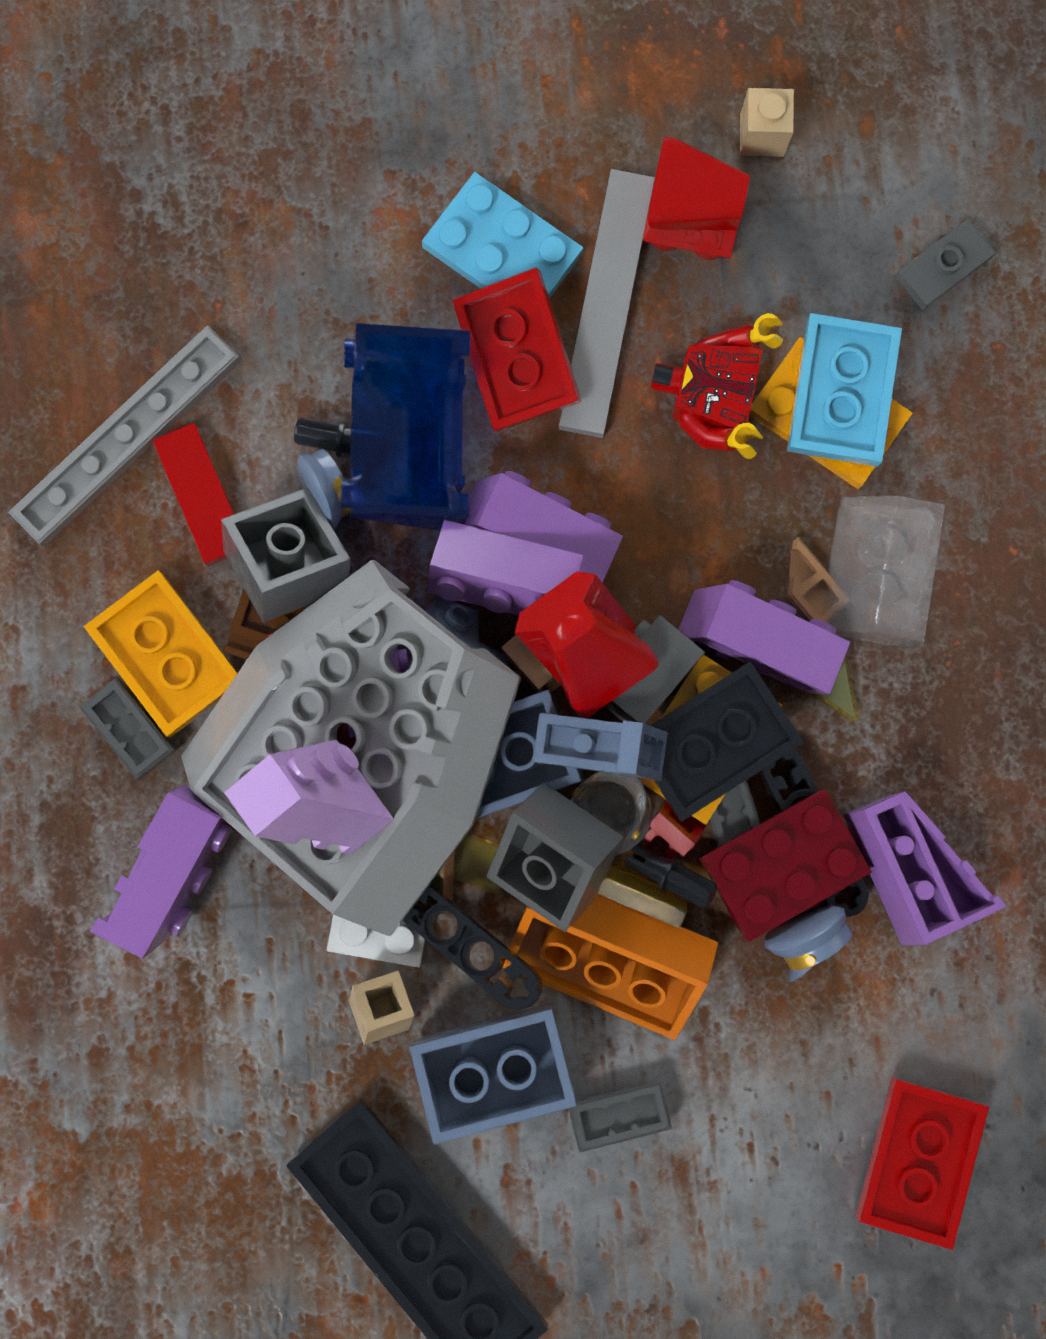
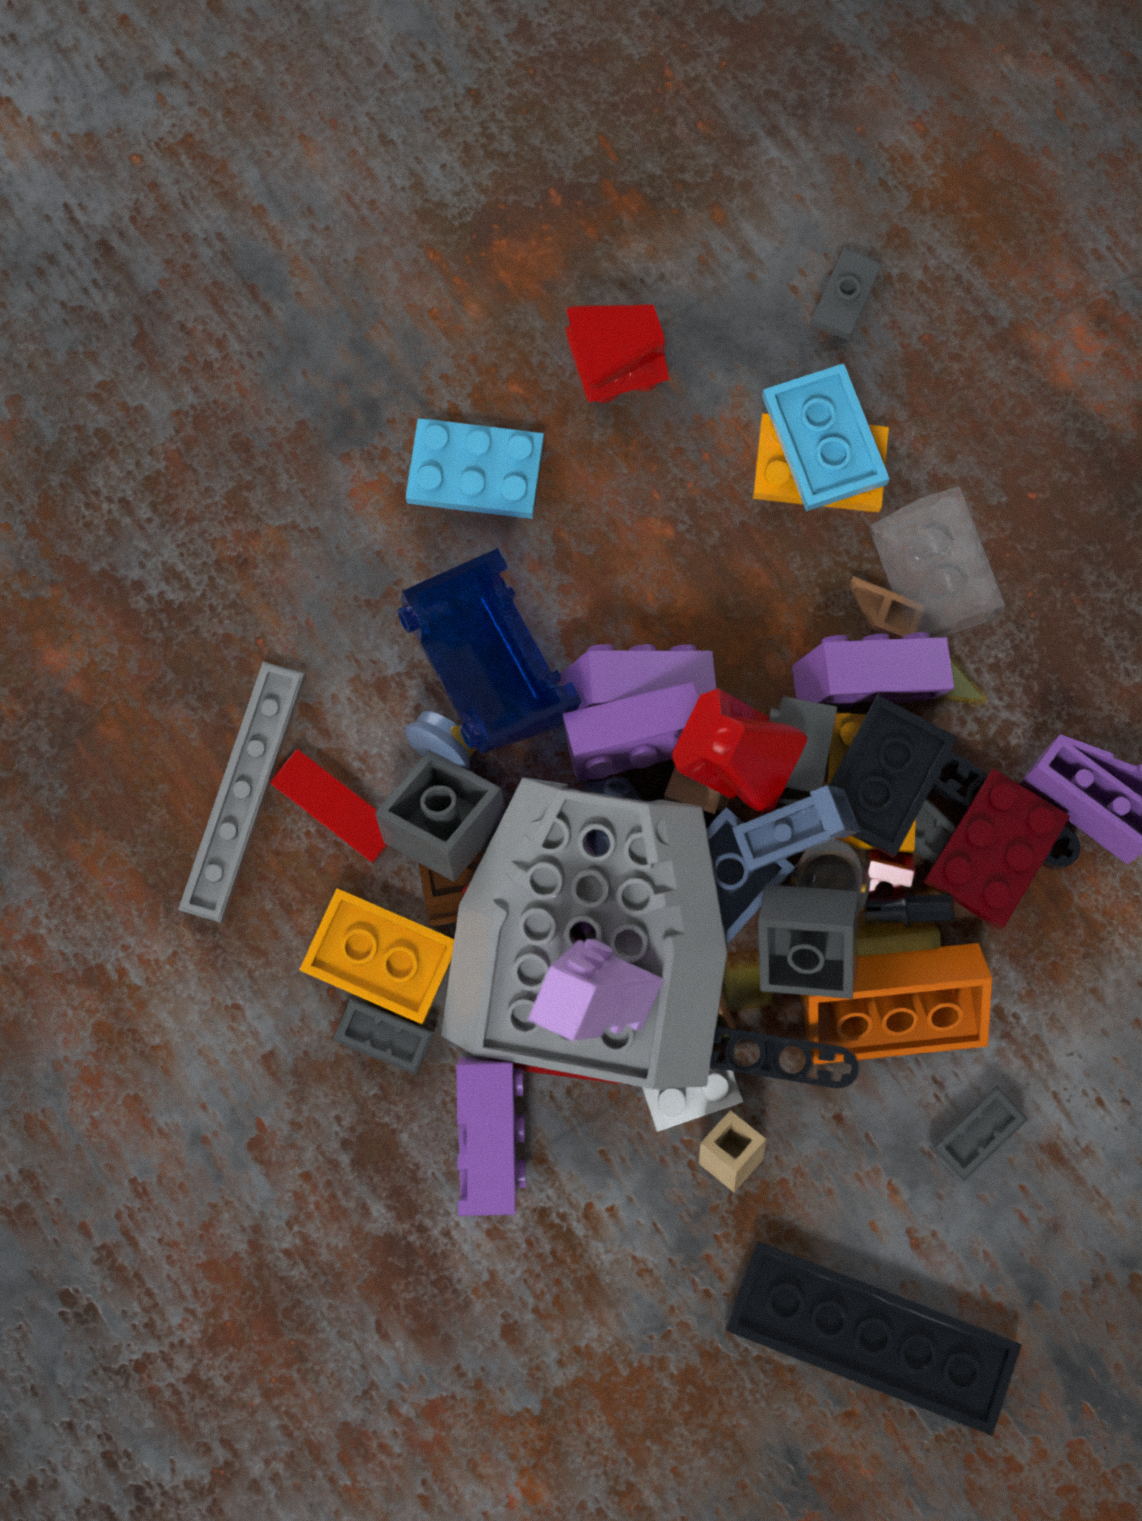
camera: 25 degrees left, 5 degrees down
(323, 435) = (416, 700): black axle -> none
(492, 1073) = (856, 1153): sand blue brick -> none
(517, 350) = (541, 545): red plate -> none
(607, 300) = (588, 470): light grey tile -> none
(718, 386) = (719, 488): red torso -> none
(766, 122) = (637, 254): tan brick -> none
(809, 938) = (1050, 898): sand blue piece -> none

